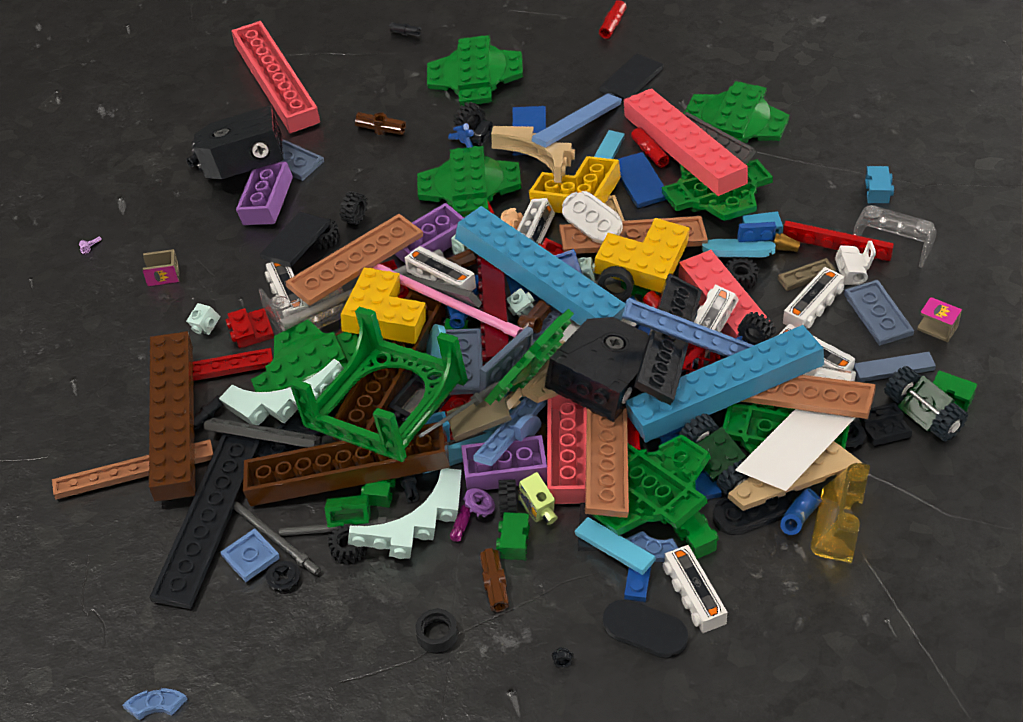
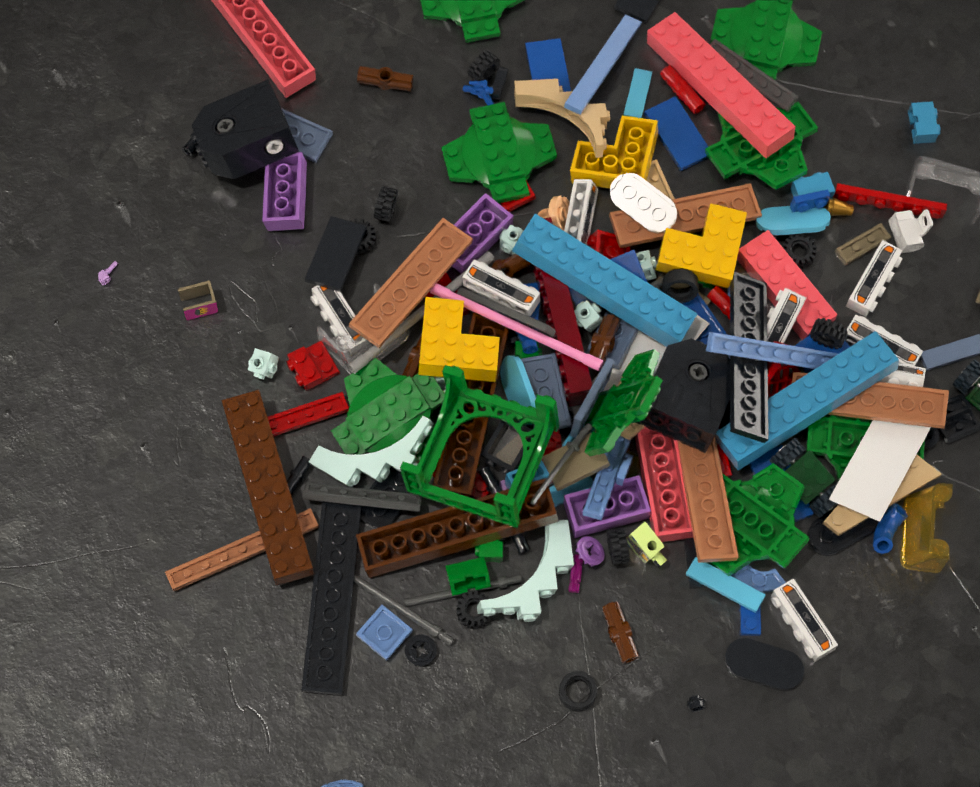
camera: 15 degrees left, 20 degrees up
(514, 532) = (628, 578): green brick -> none
(698, 535) = (802, 567): green brick -> none
(878, 312) = (937, 285): sand blue tile -> none

